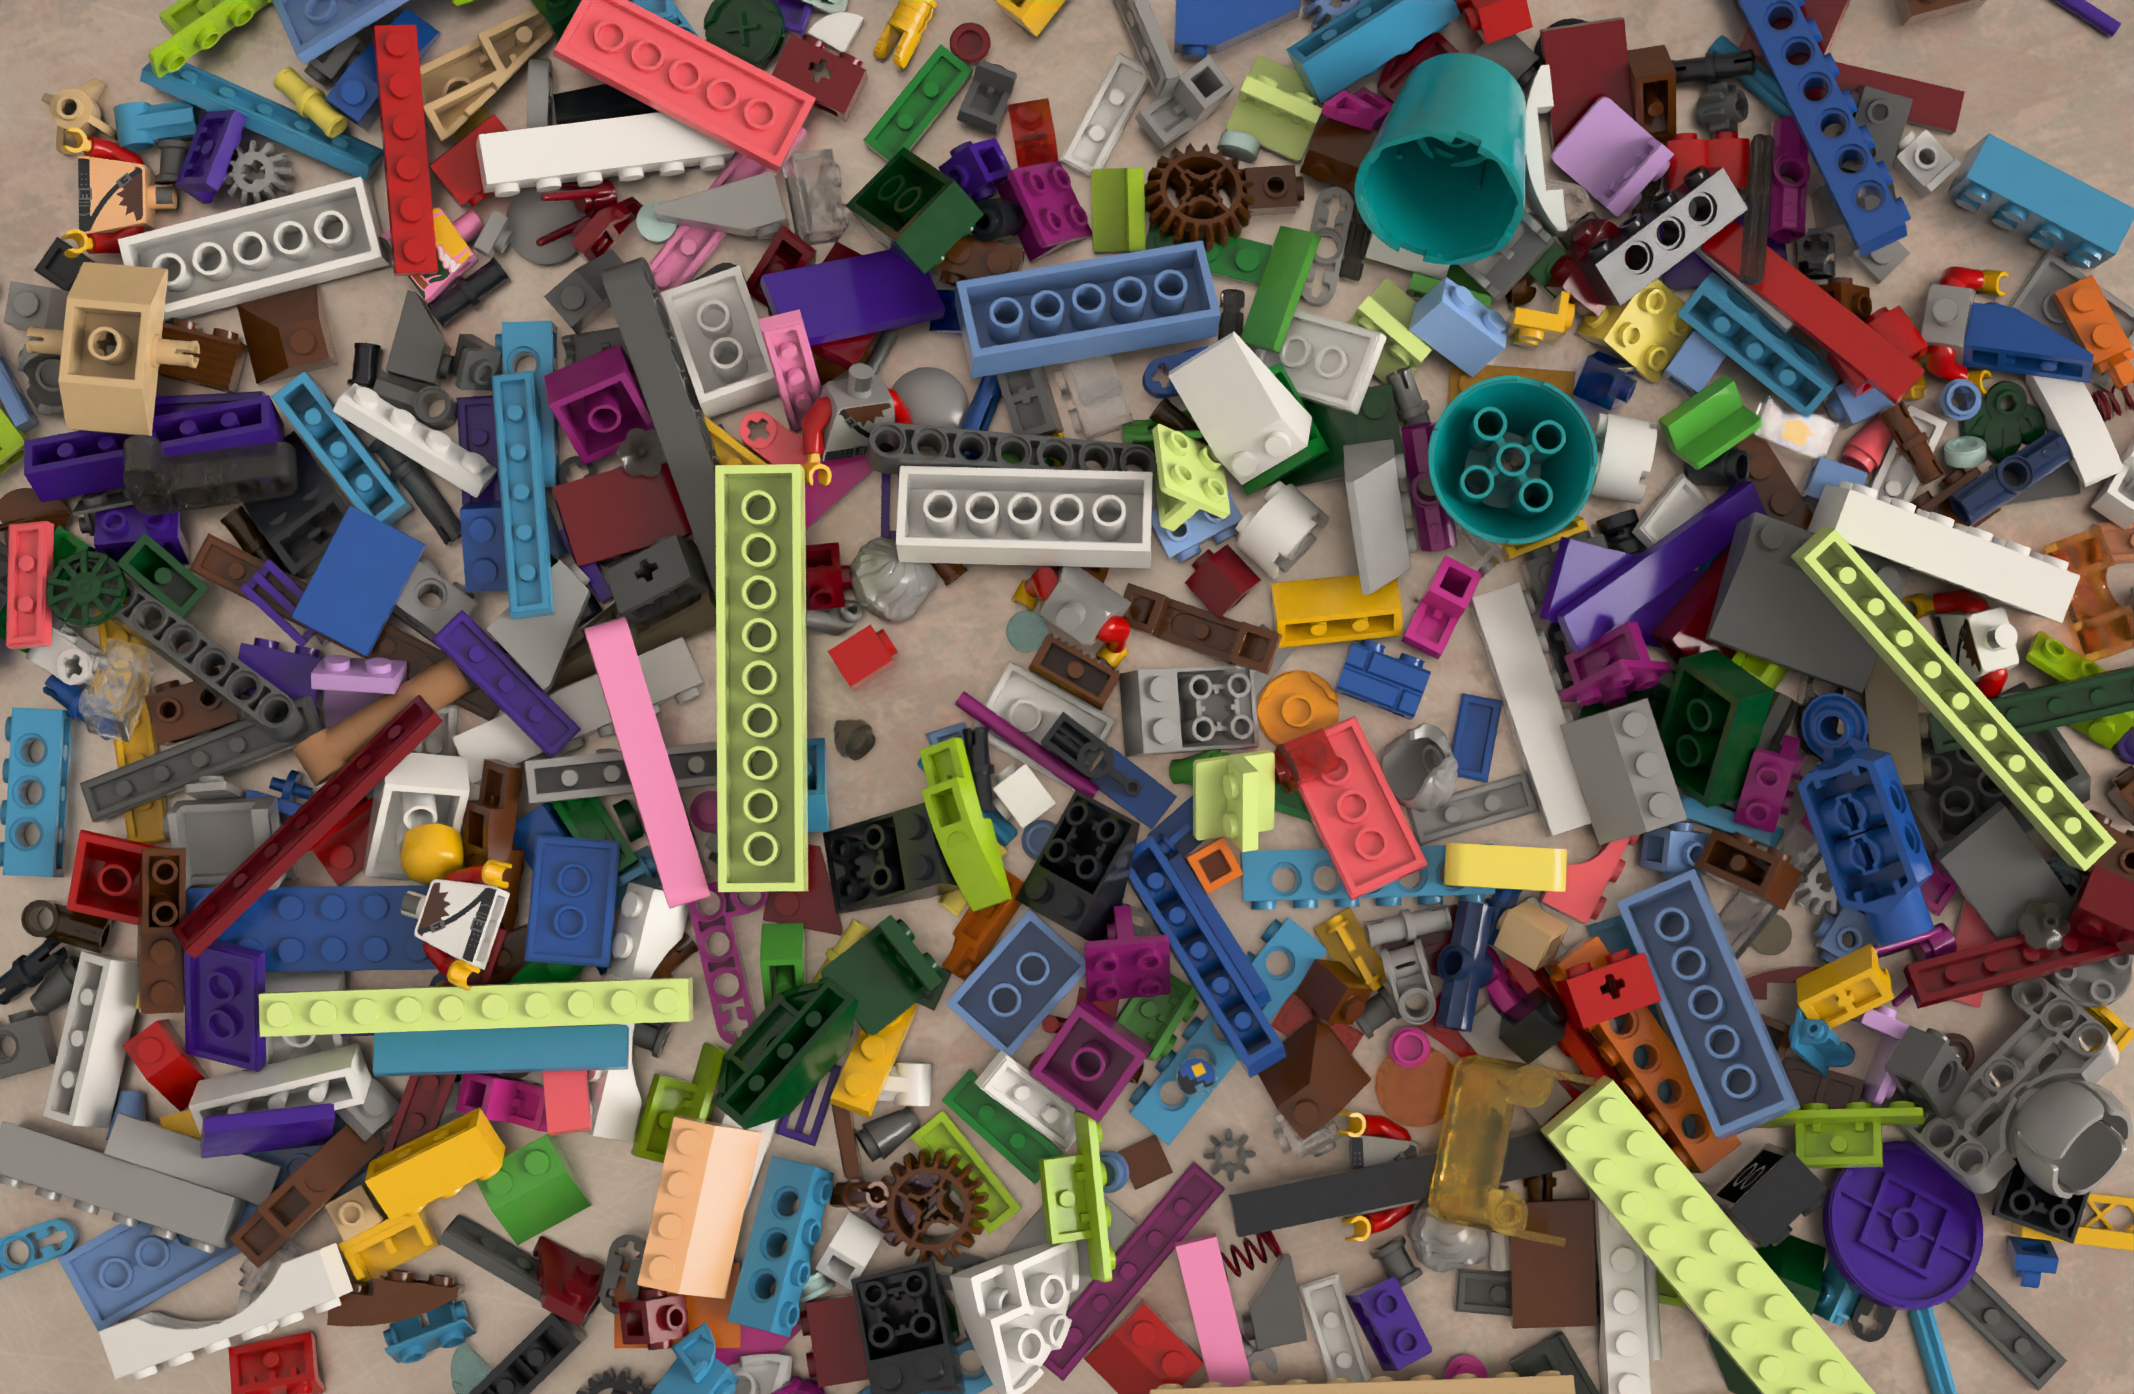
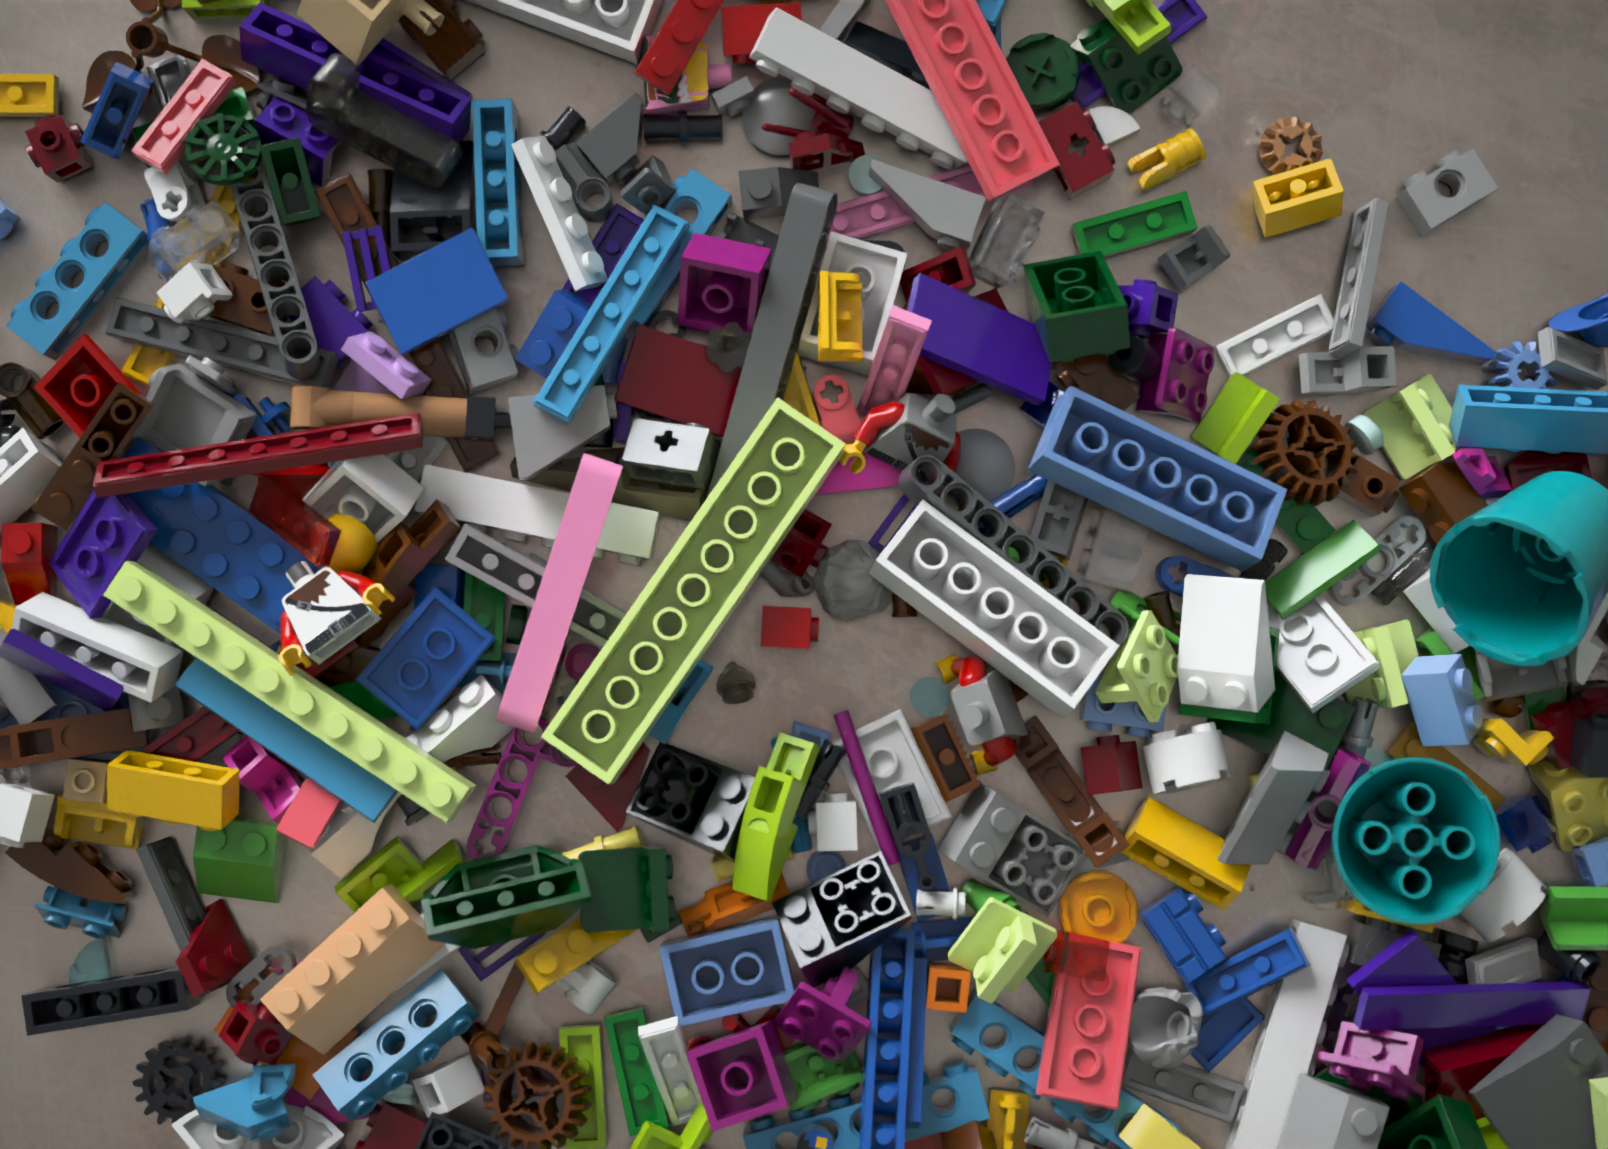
camera: 45 degrees right, 0 degrees up
(148, 730) = (193, 292): none -> white brick
(287, 334) = (521, 63): reddish brown slope -> none
(375, 863) = (294, 521): none -> clear red tile
(419, 486) = (538, 256): dark grey pin -> none
(506, 684) = (494, 452): dark purple tile -> none
(719, 361) = (839, 317): none -> yellow hinge
(782, 958) = (558, 819): bright green slope -> none
(887, 1133) = (543, 1012): dark grey cone -> none
(970, 43) = (1209, 206): dark red tile -> none
(1033, 132) = (1210, 310): clear red bracket -> none
(1159, 798) = (941, 903): none -> white pin
(1441, 607) = (1271, 908): dark pink brick -> none
(1459, 672) = (1249, 972): none -> blue tile

